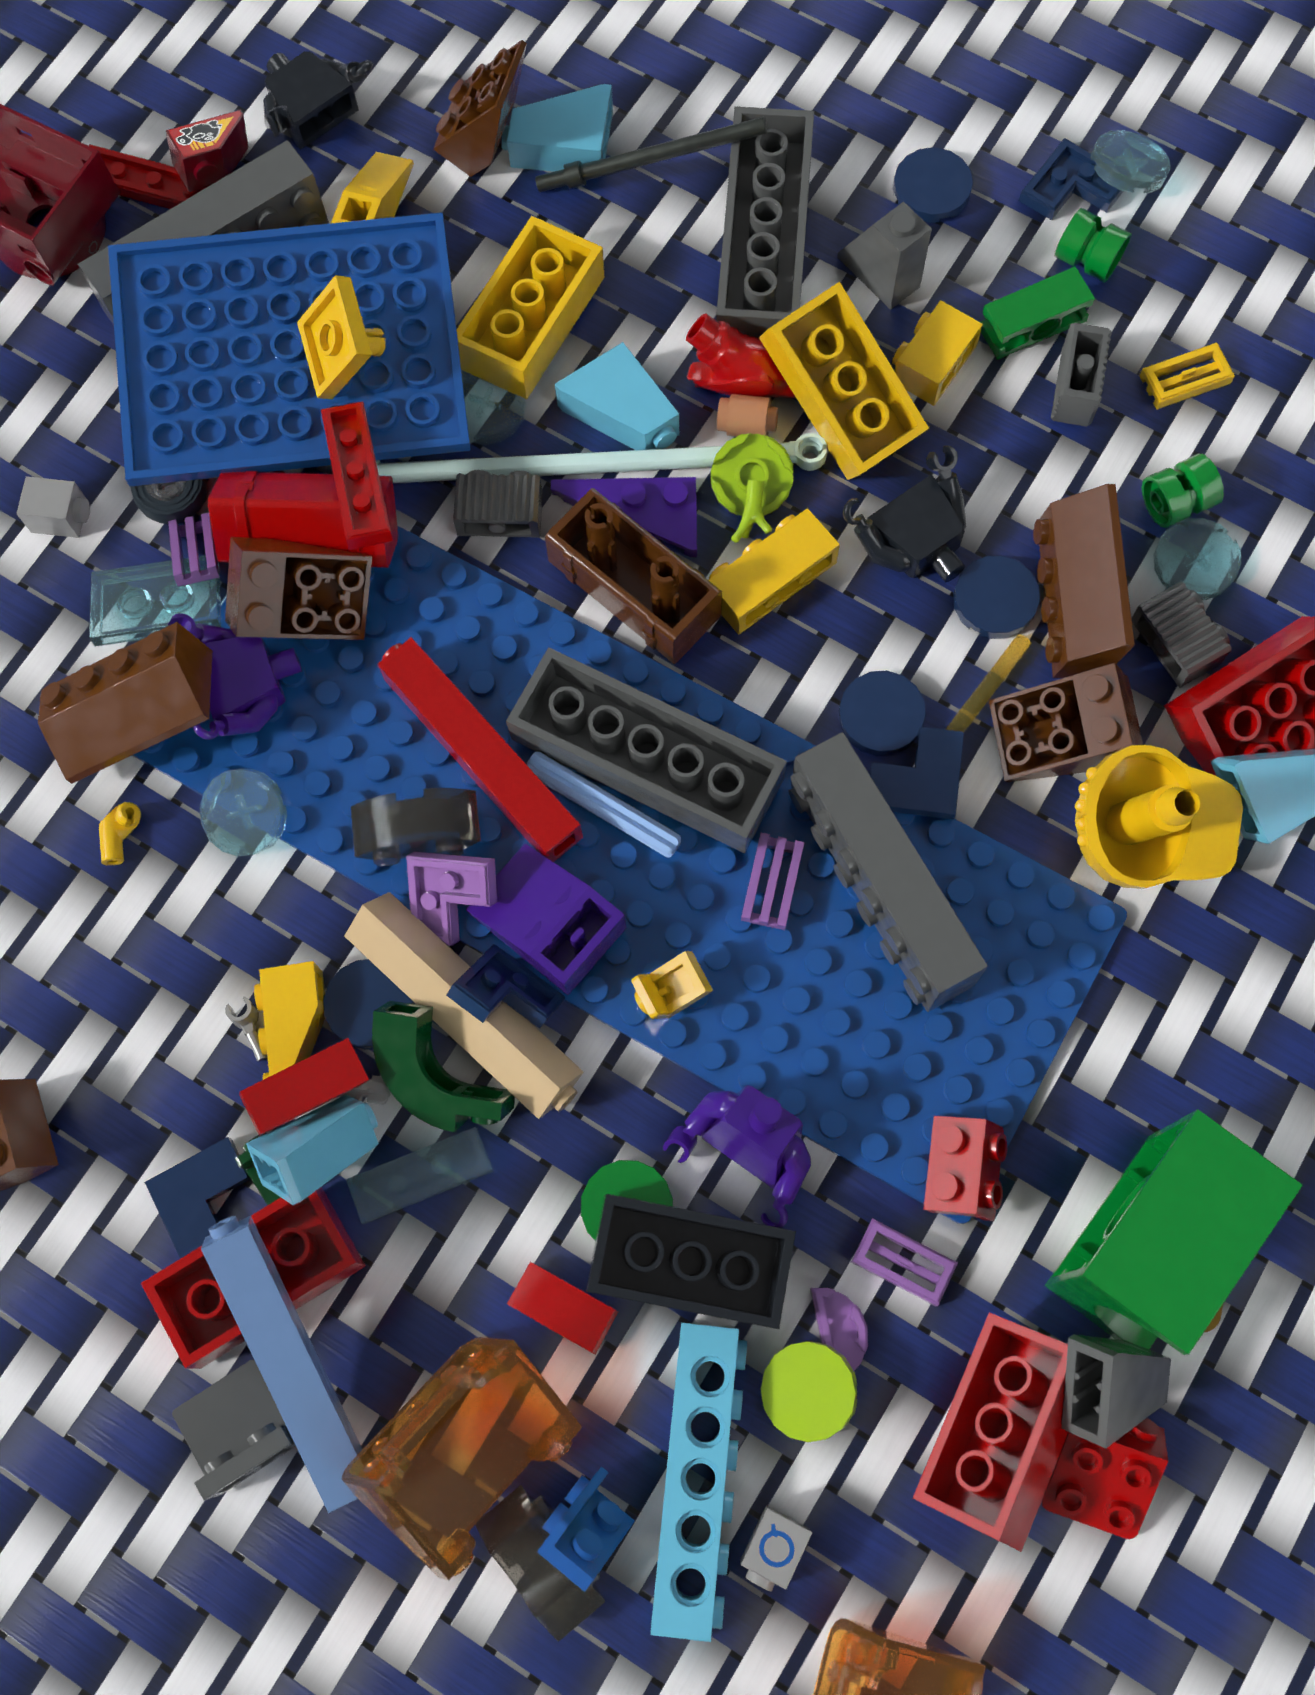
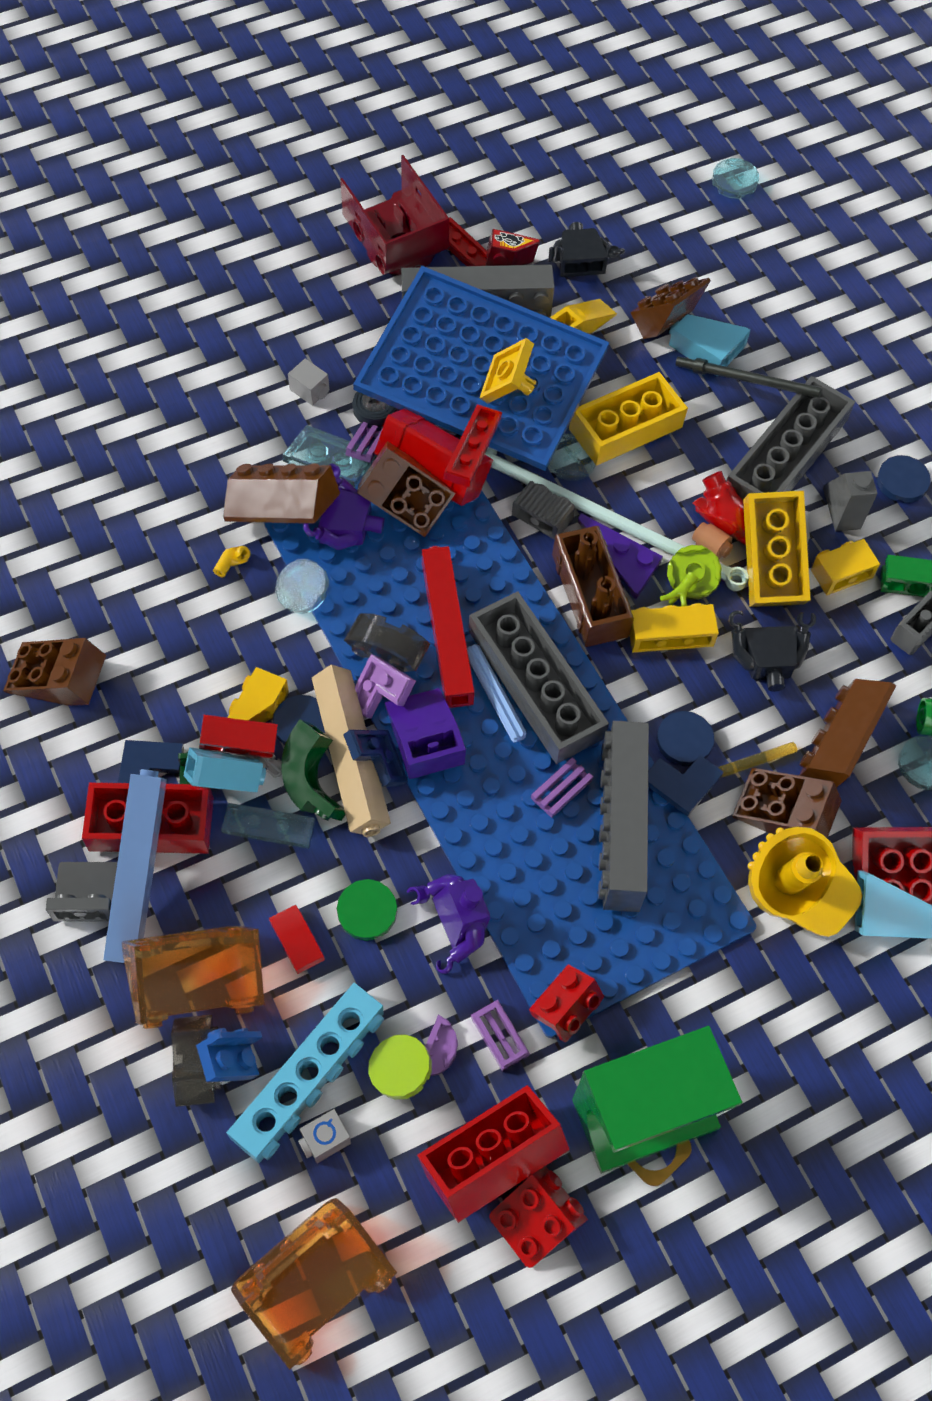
camera: 25 degrees right, 10 degrees down
(247, 1024) = (232, 693): light grey hand -> none
(620, 401) = (646, 493): medium azure slope -> none
(671, 987) = (467, 807): yellow bracket -> none
(691, 1261) = (380, 953): black brick -> none
(996, 597) = (793, 715): dark blue tile -> none
(1111, 1387) = (568, 1164): dark grey slope -> none
(1181, 633) = (889, 795): dark grey brick -> none

